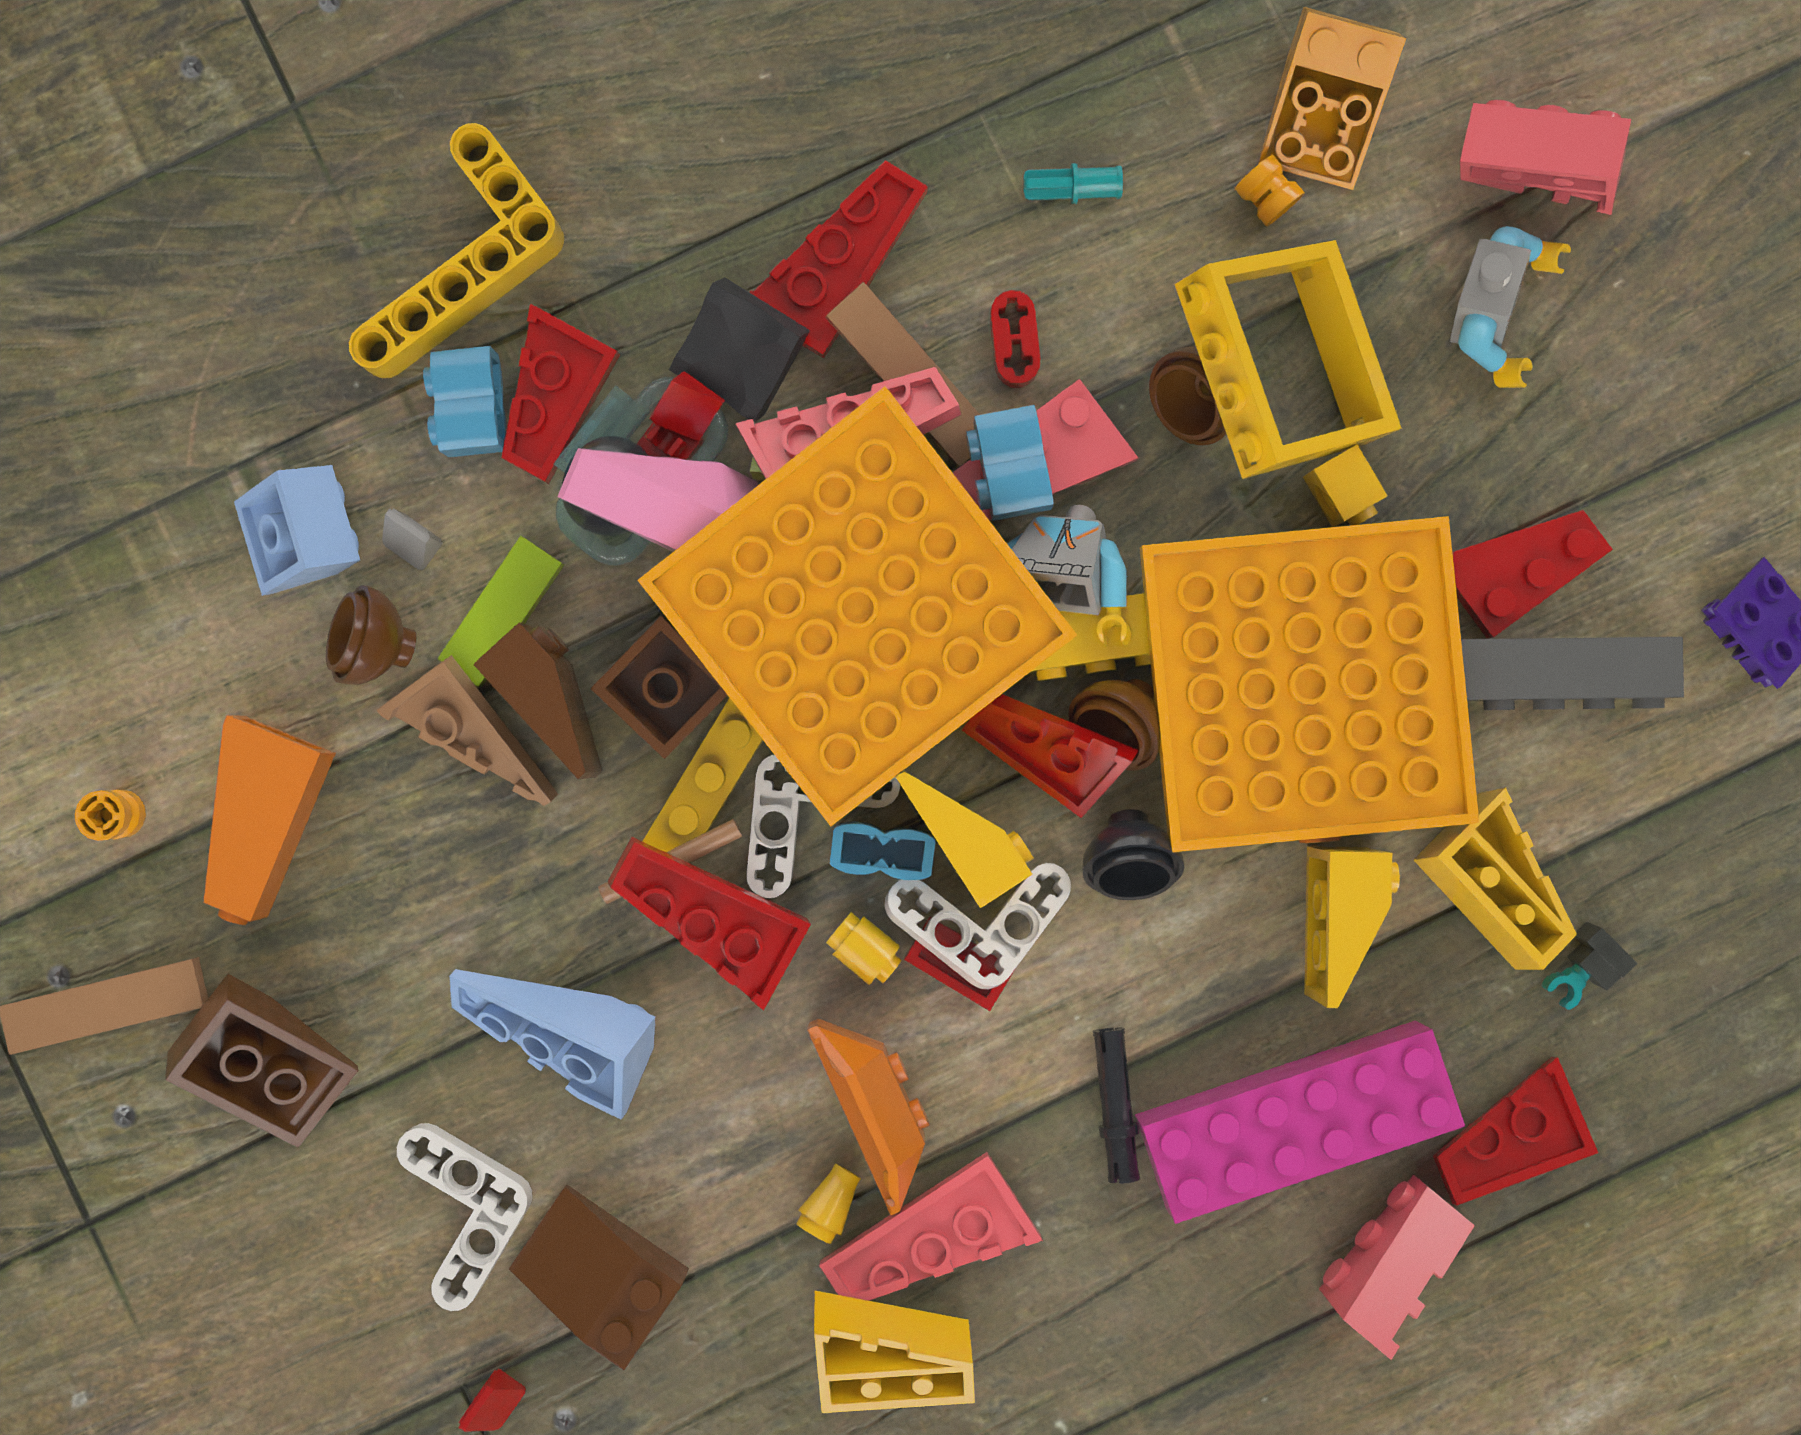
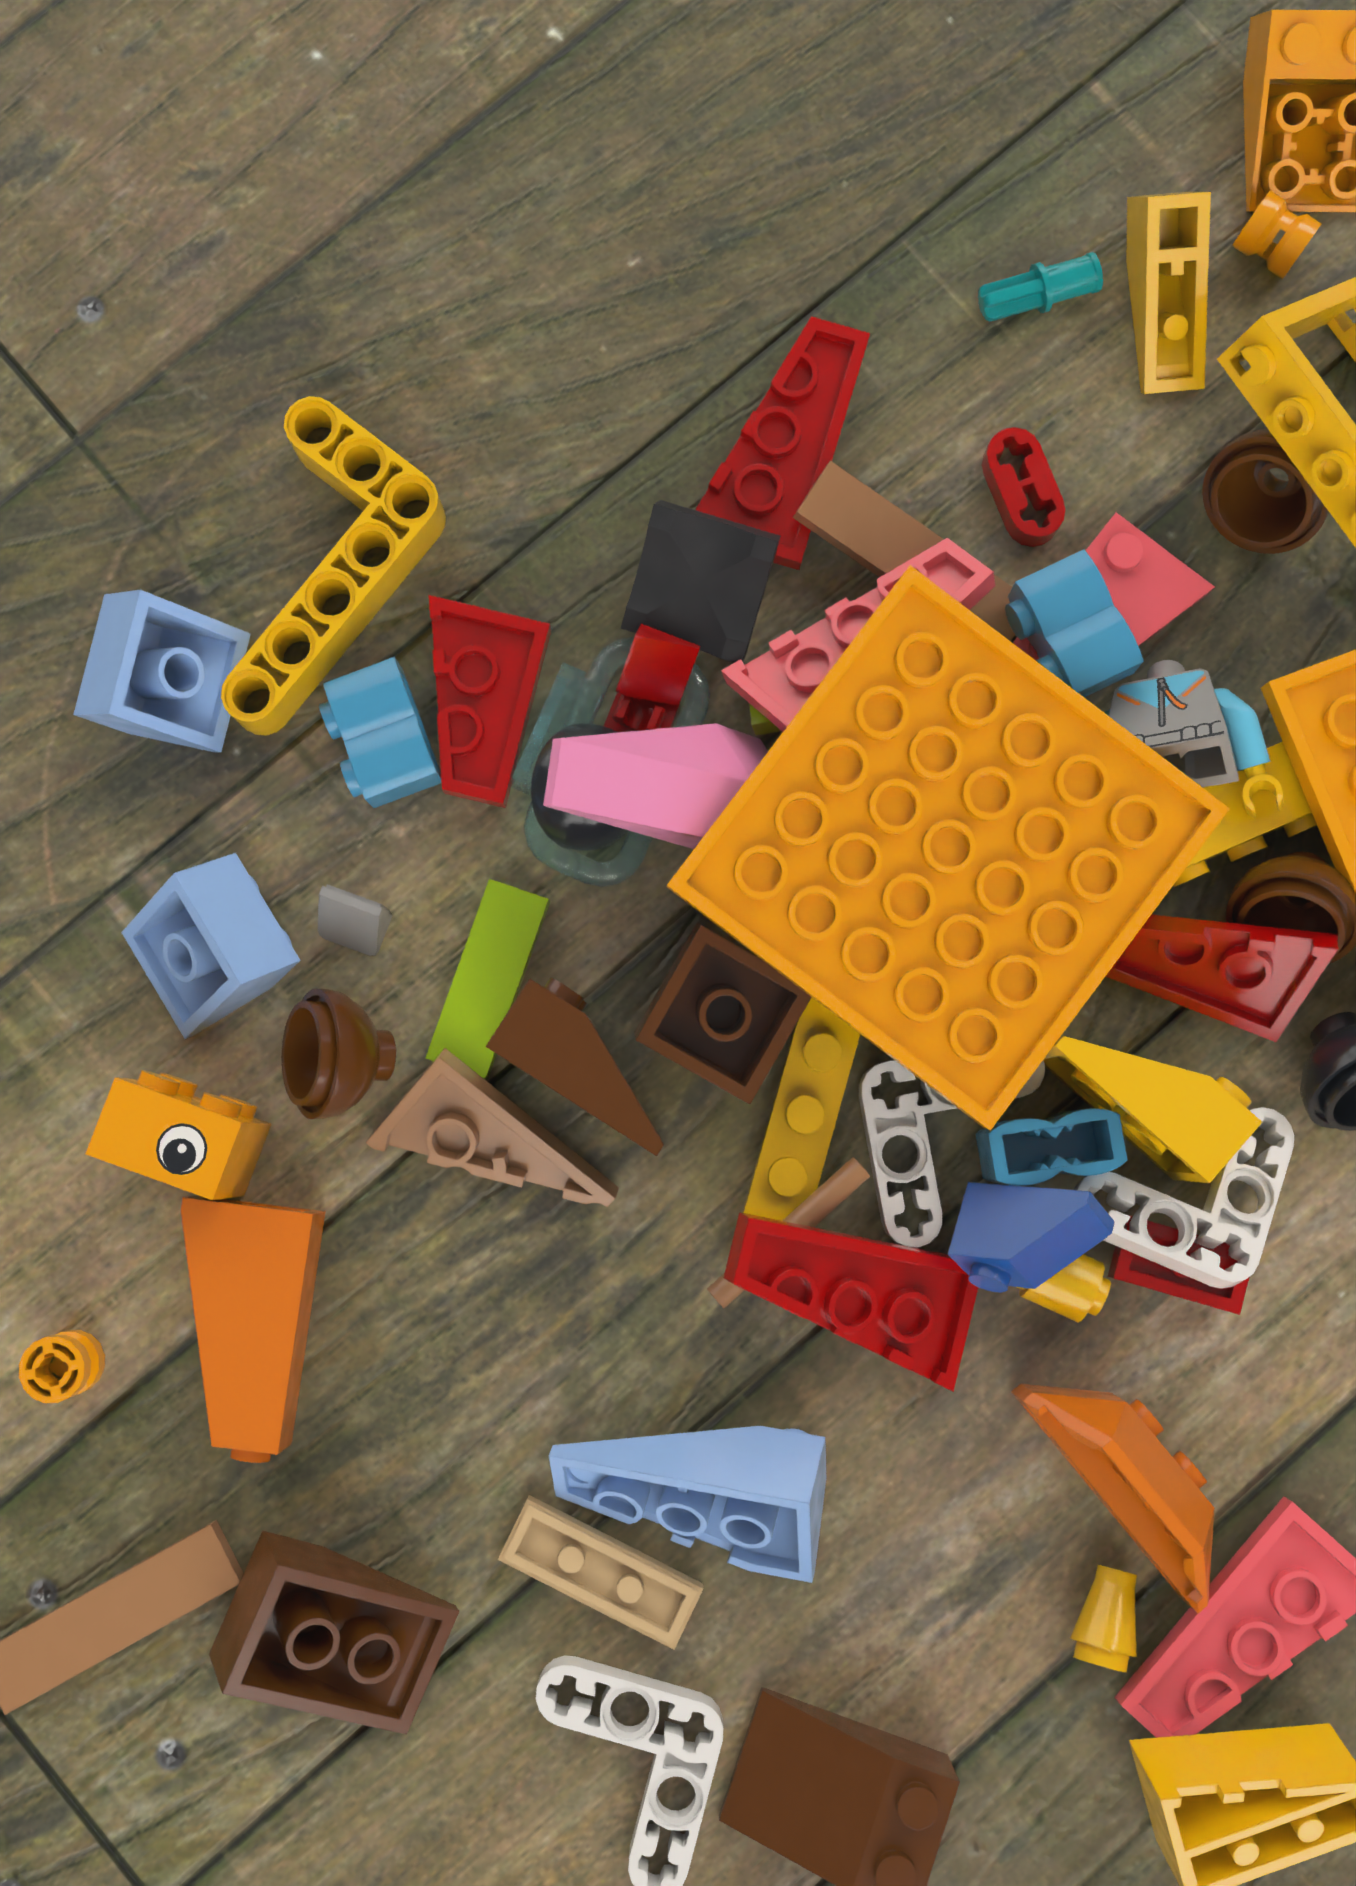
camera: 15 degrees left, 5 degrees down
(236, 669) = (179, 1138): none -> light orange brick
(310, 308) = (159, 671): none -> light blue slope
(469, 1070) = (601, 1572): none -> tan tile
(838, 908) = (1024, 1233): none -> blue slope
(1171, 211) = (1169, 288): none -> yellow slope

